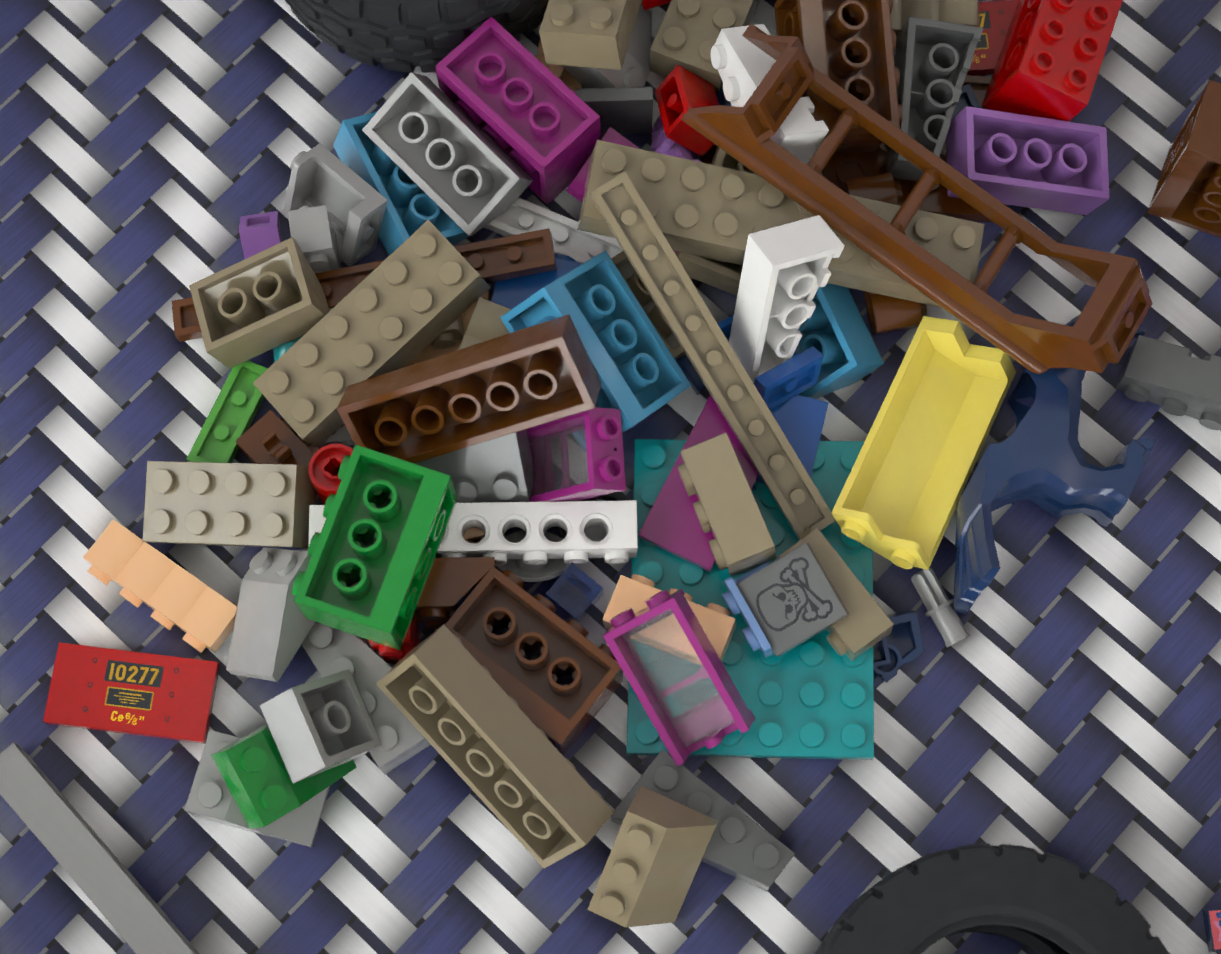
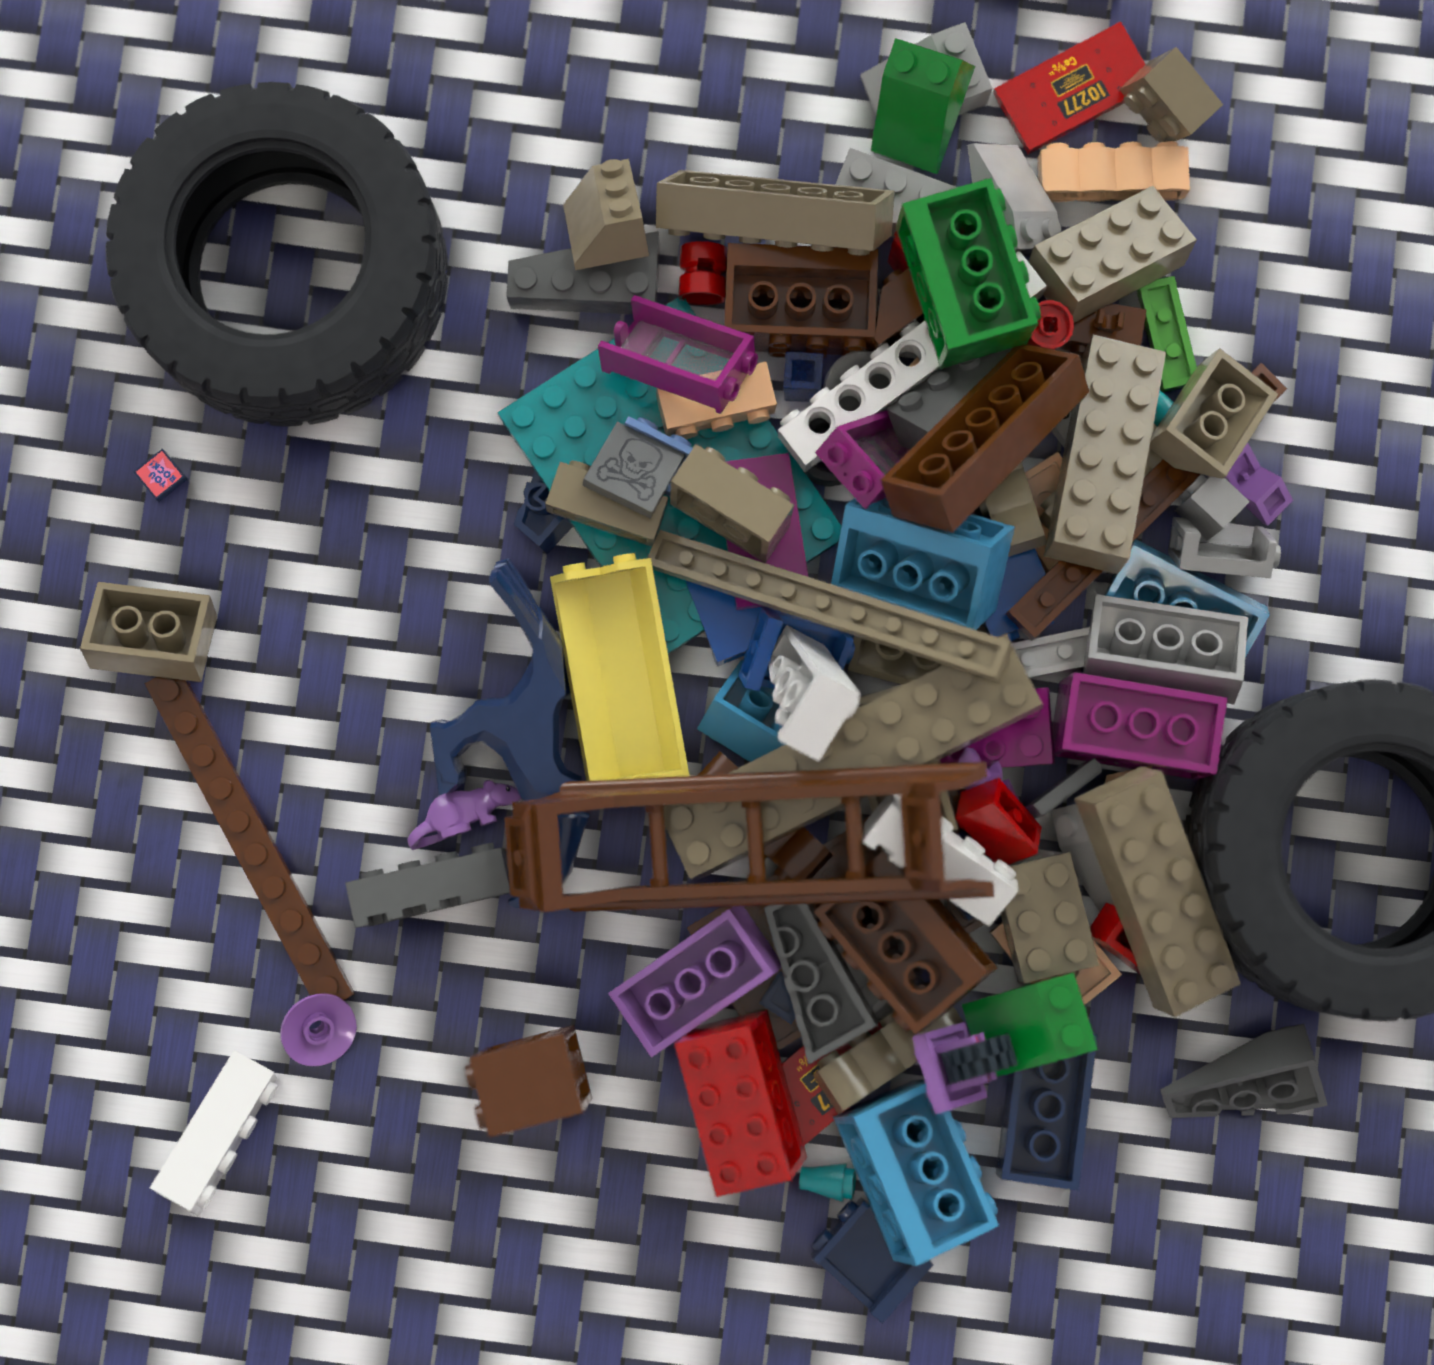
camera: 145 degrees right, 10 degrees up
(63, 606) = (1170, 97): none -> dark tan brick
(320, 725) = (911, 134): light grey brick -> none
(603, 742) = (703, 268): none -> red wheel
(939, 607) = (524, 563): light grey axle -> none
(1118, 430) = (455, 811): none -> medium lavender animal

